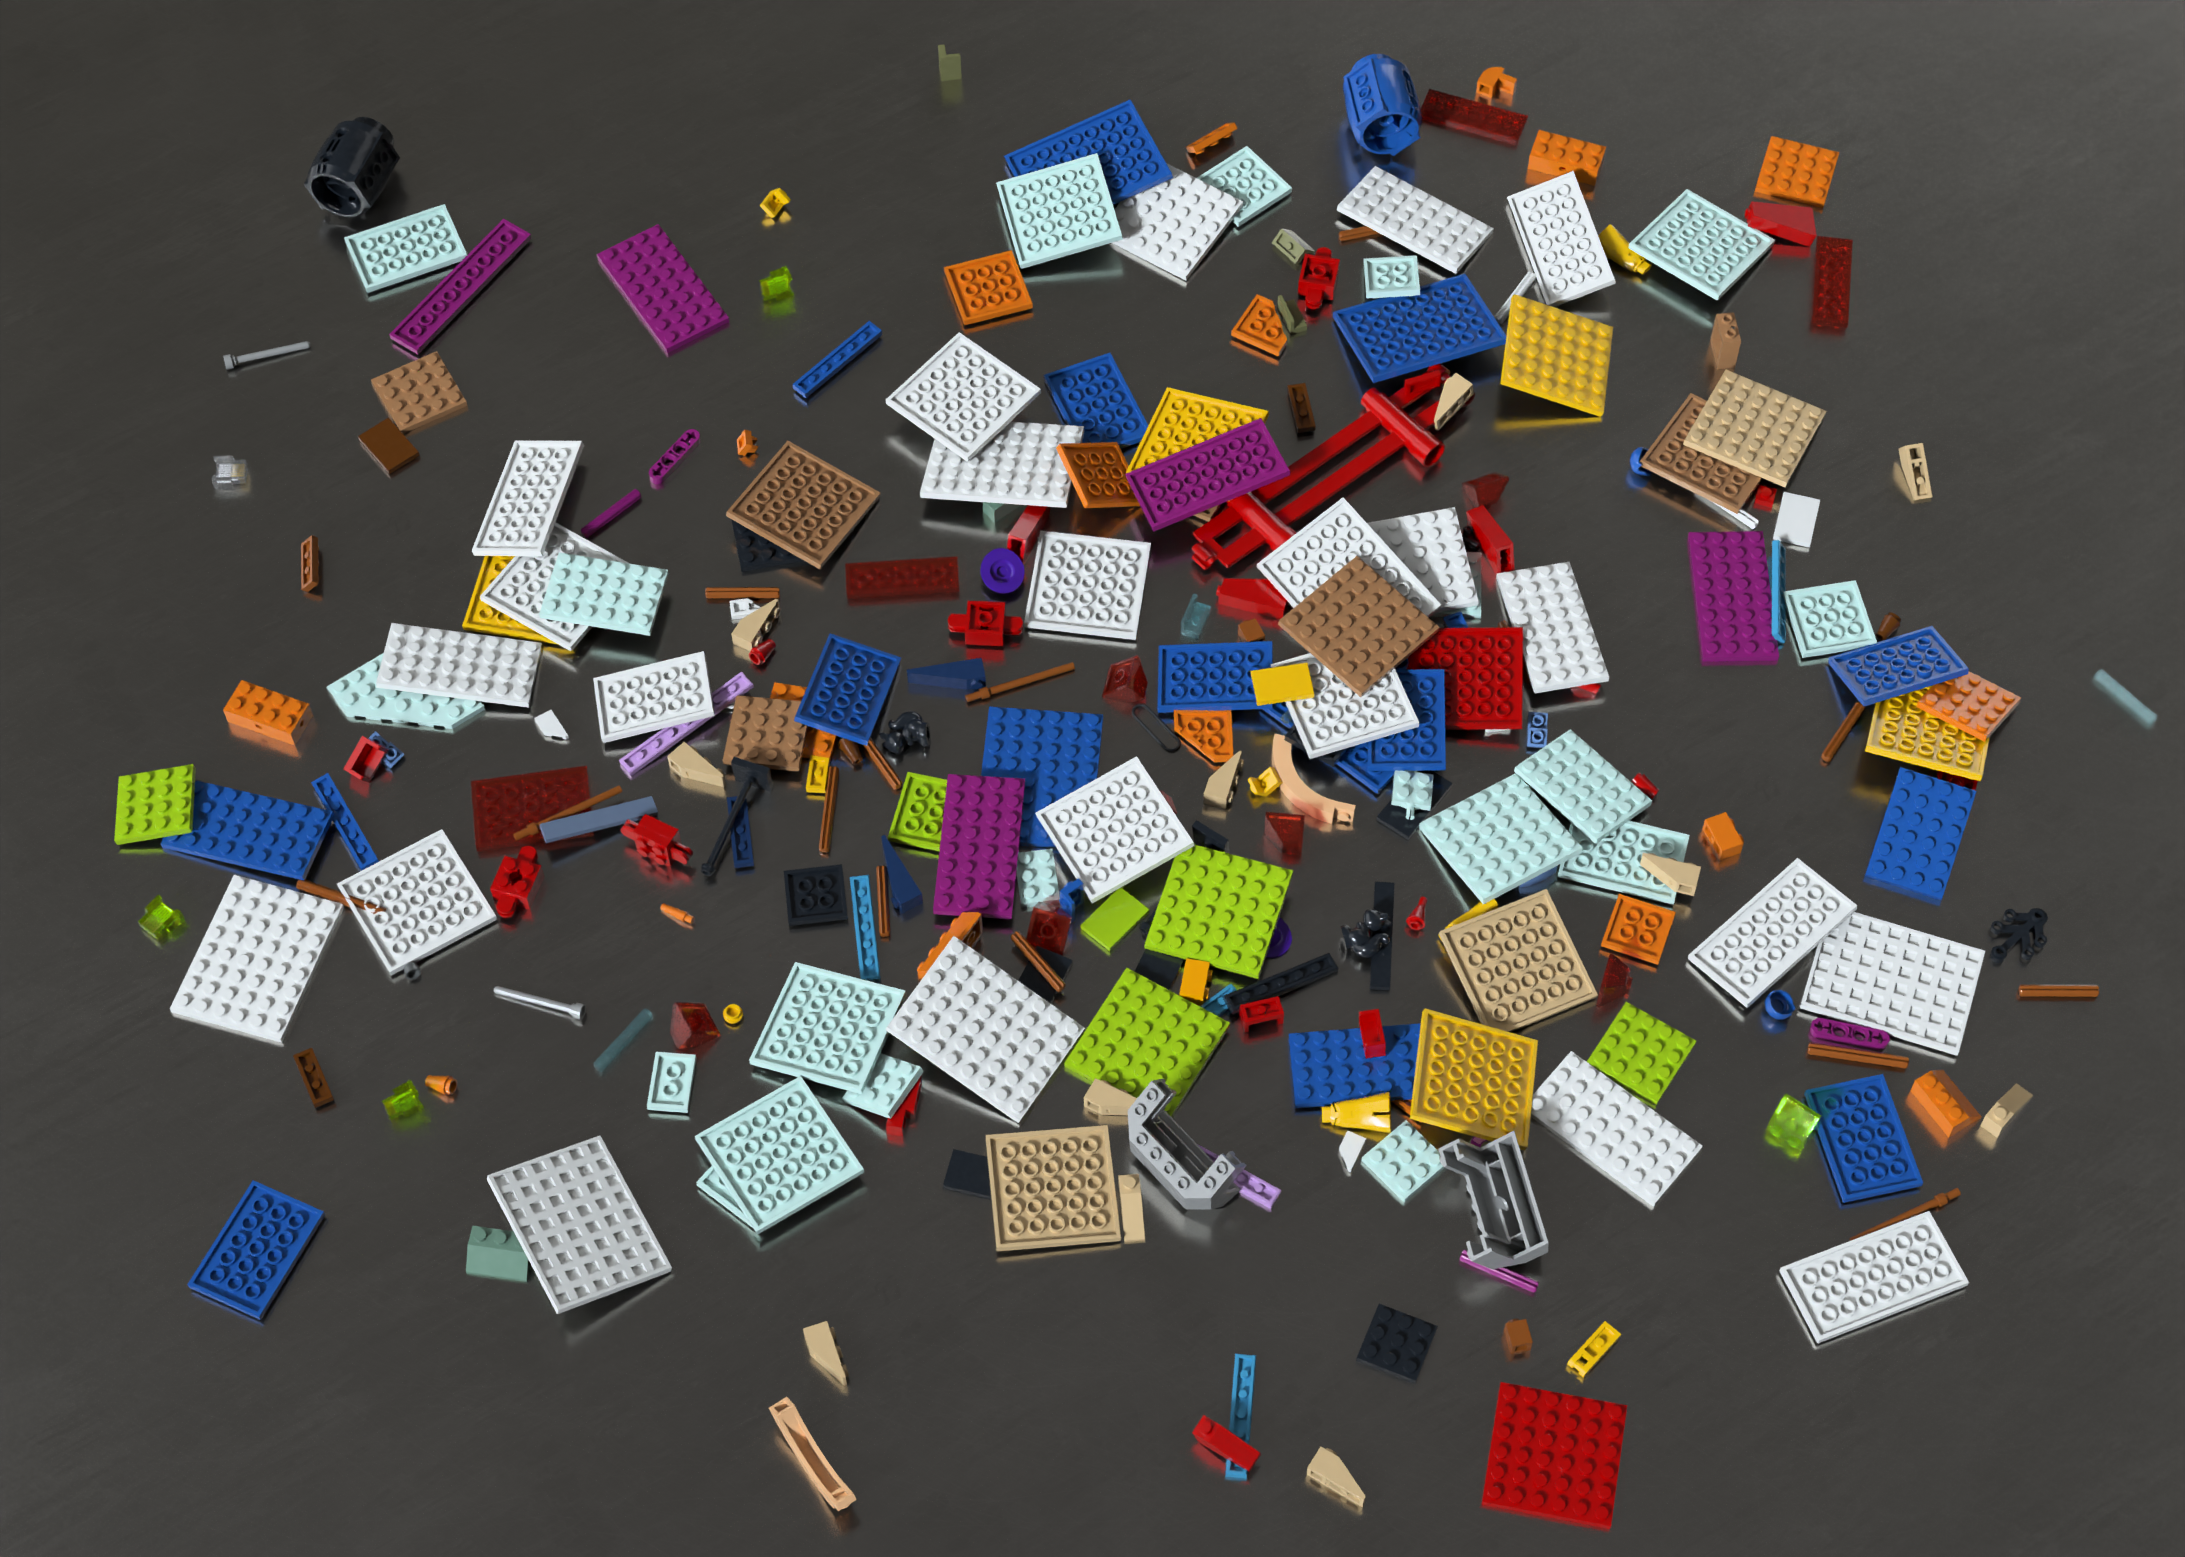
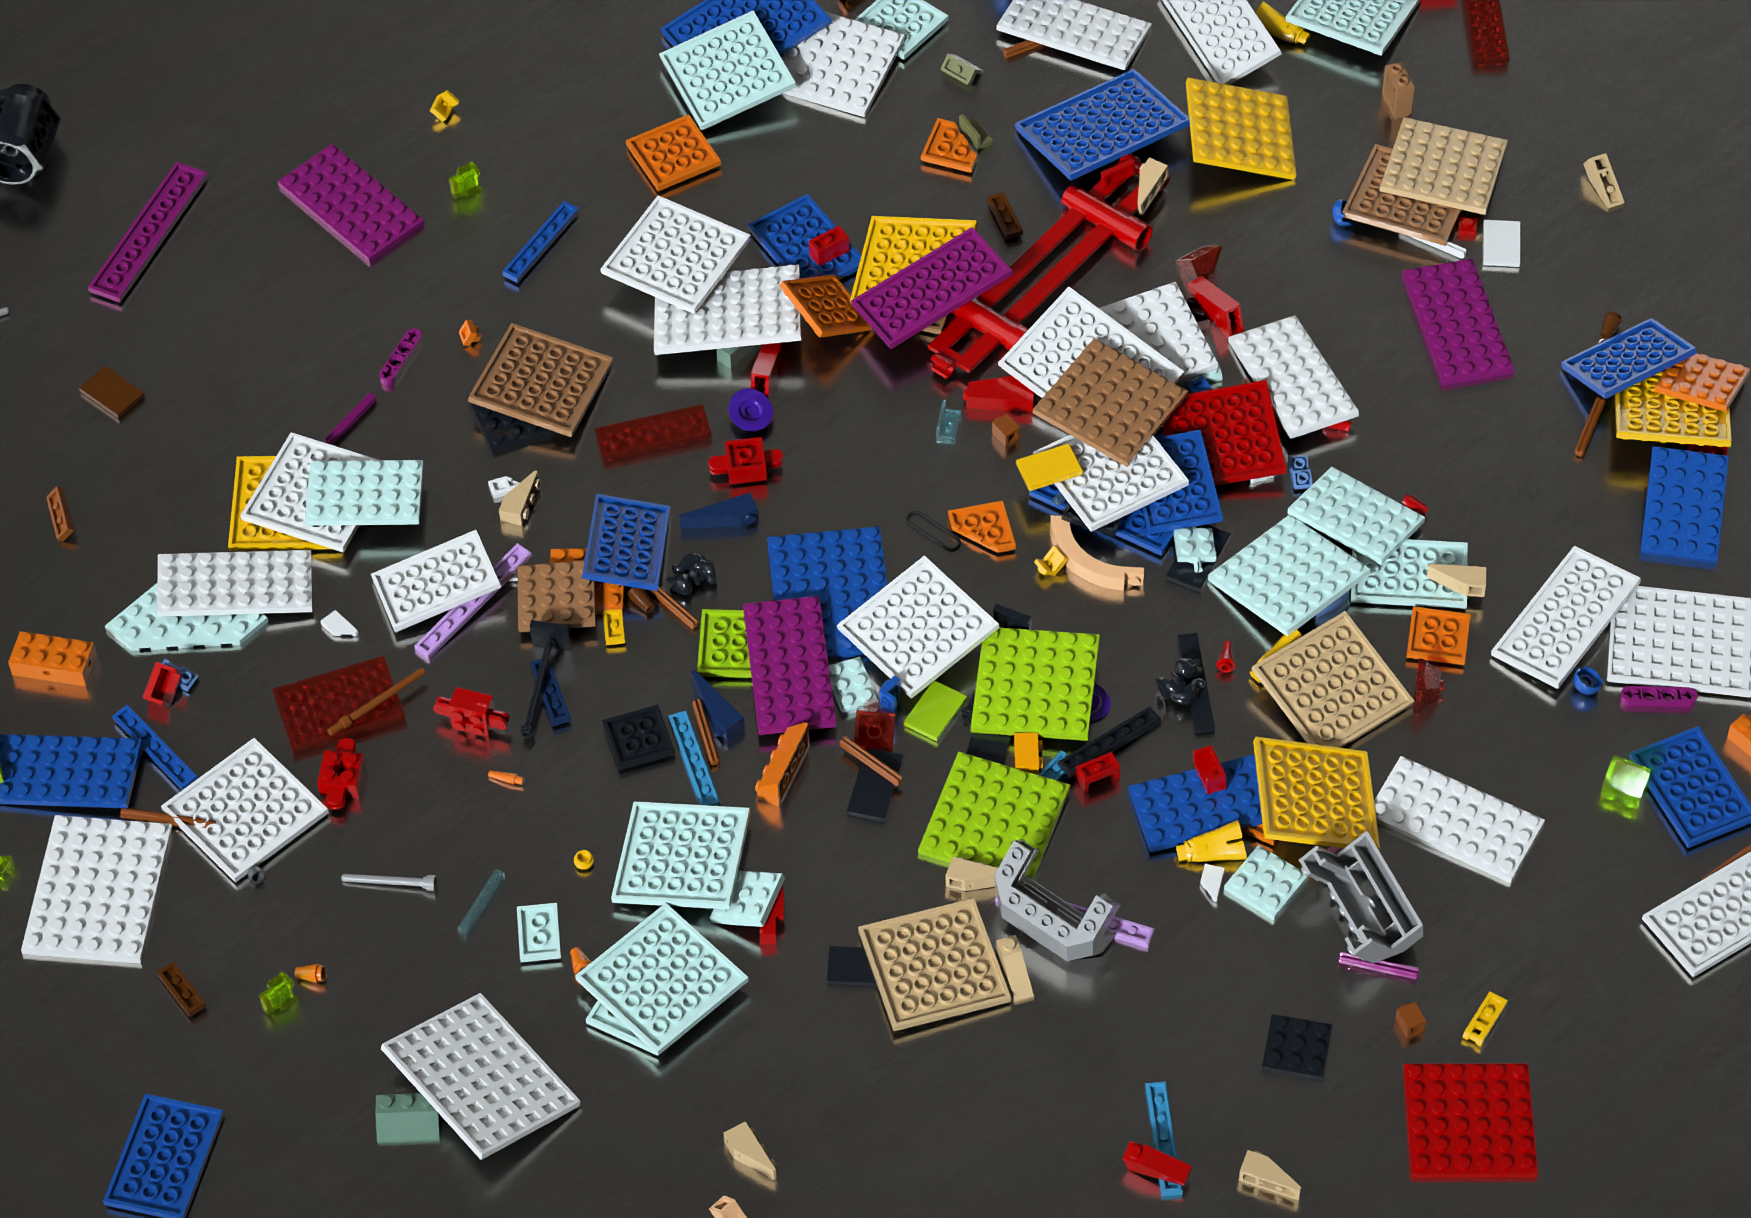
camera: 10 degrees left, 5 degrees down
(405, 248) = (84, 204): light aqua plate -> none
(419, 392) = (130, 337): medium nougat plate -> none
(528, 498) = (266, 417): white plate -> none
(597, 819) = (406, 703): sand blue tile -> none
(691, 765) = (490, 639): tan slope -> none
(692, 1025) = (546, 877): clear red slope -> none
(705, 1119) = (579, 959): none -> orange cone
(742, 592) = (497, 472): dark orange axle -> none
(762, 651) = (531, 523): red cone -> none
(829, 807) = (632, 657): dark orange axle -> none
(985, 692) = (760, 525): dark orange bar -> none
(985, 1029) = (836, 829): white plate -> none
(1087, 585) = (836, 410): white plate -> none
(1117, 411) = (829, 245): none -> red panel
(1126, 681) = (895, 491): clear red slope -> none
(1211, 675) = (976, 473): blue plate -> none
(1220, 784) = (1009, 569): tan slope -> none
(1285, 831) = (1082, 602): clear red slope -> none
(1318, 277) = (994, 93): red brick -> none
(1391, 277) = (1064, 82): light aqua plate -> none
(1520, 290) = (1191, 73): white axle -> none
(1641, 1053) = (1467, 746): lime plate -> none
(1723, 836) = (1499, 538): orange brick -> none
(1778, 588) = (1500, 310): dark azure tile -> none
(1829, 618) = (1553, 327): light aqua plate -> none
(1858, 1055) = (1671, 714): dark orange axle -> none

